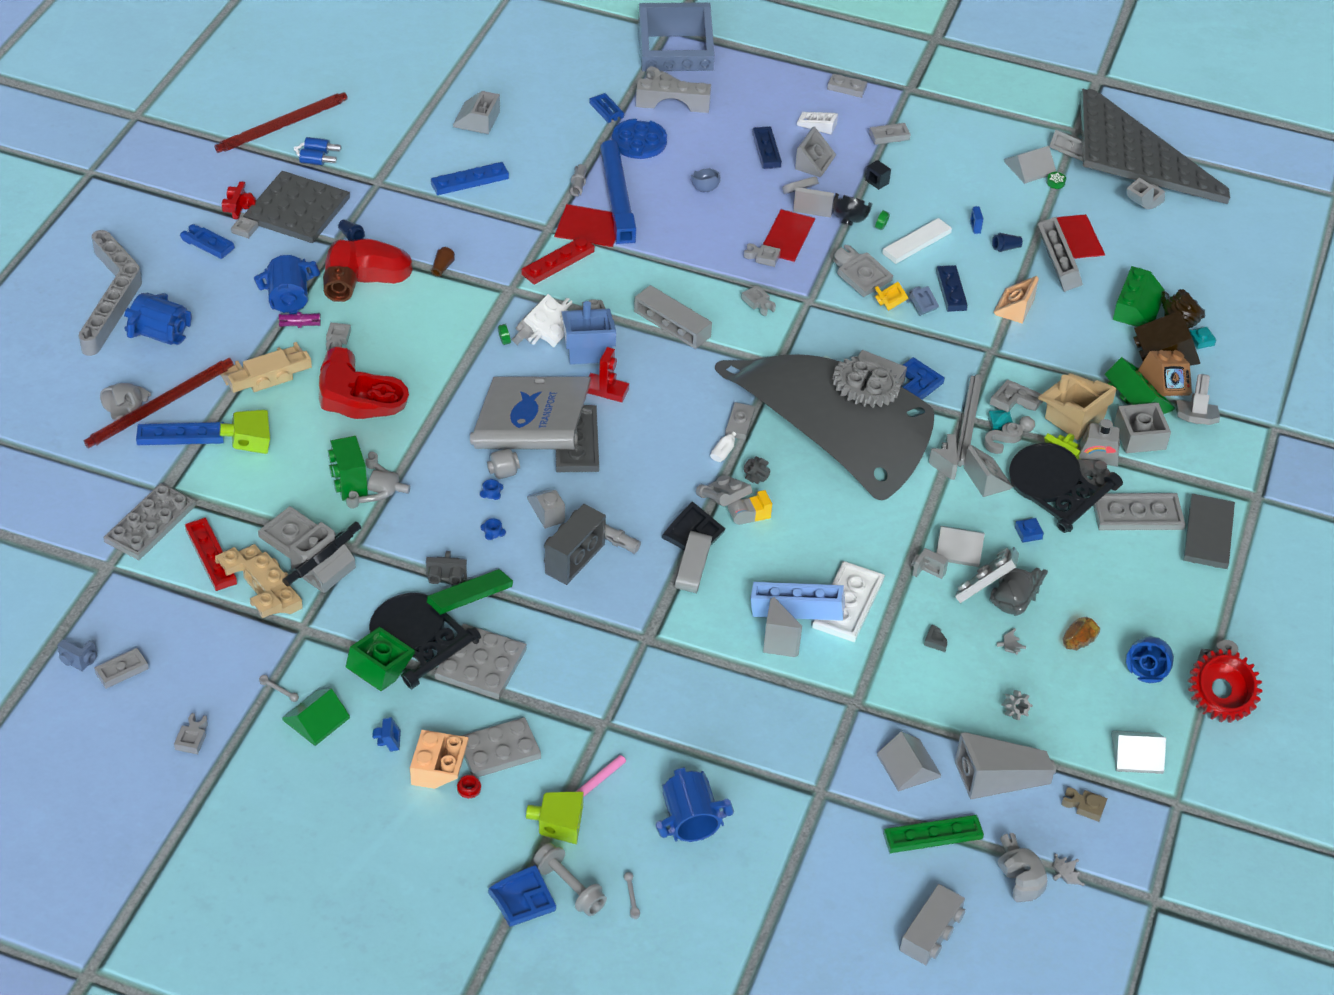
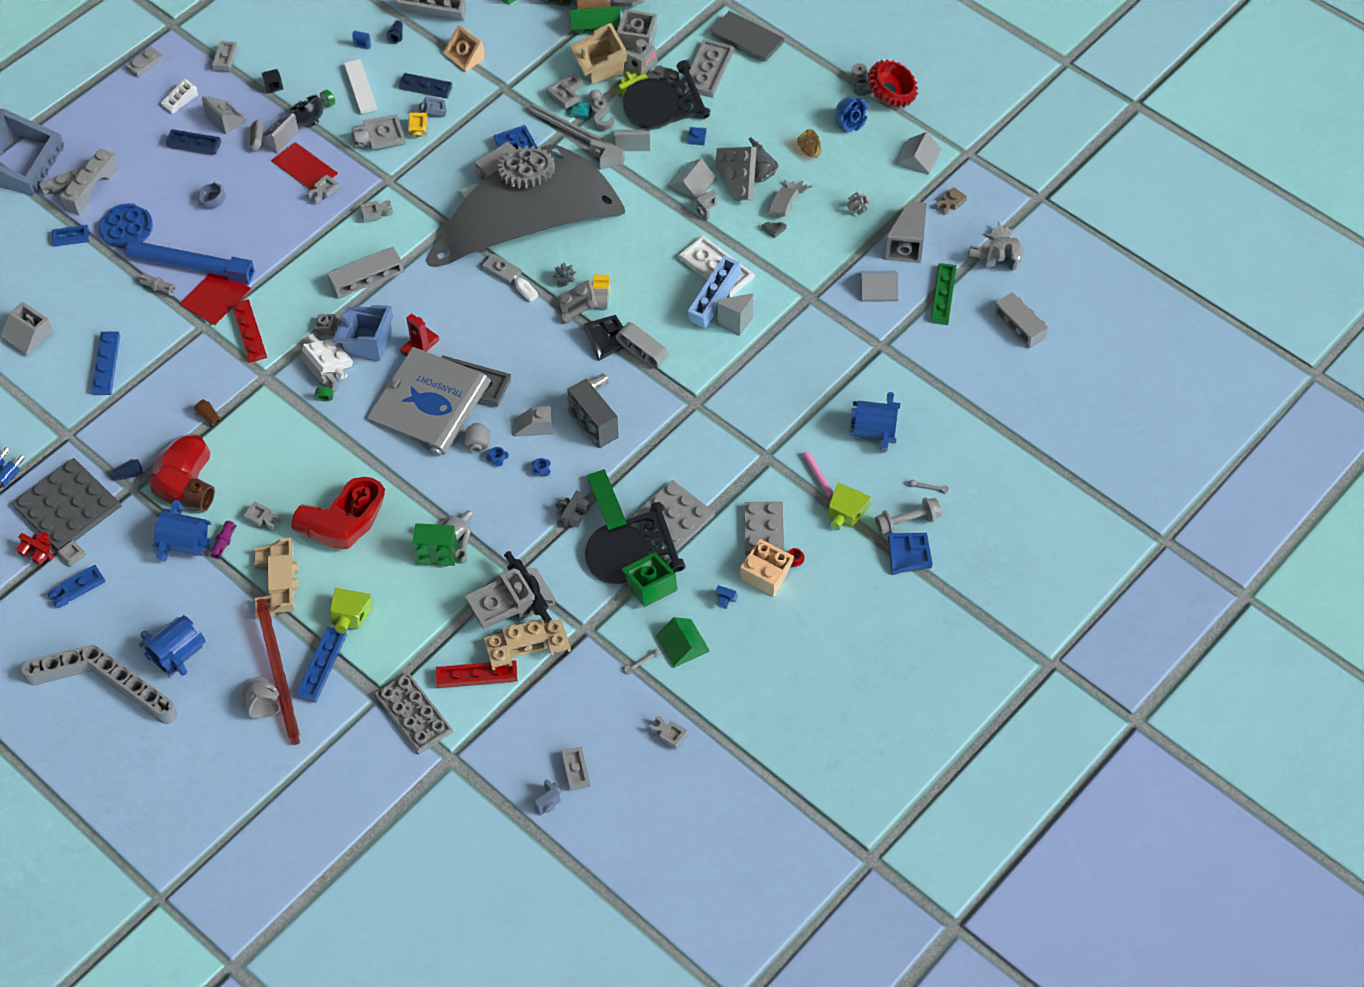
camera: 65 degrees left, 10 degrees up
(971, 632) = (783, 202): none -> light grey slope

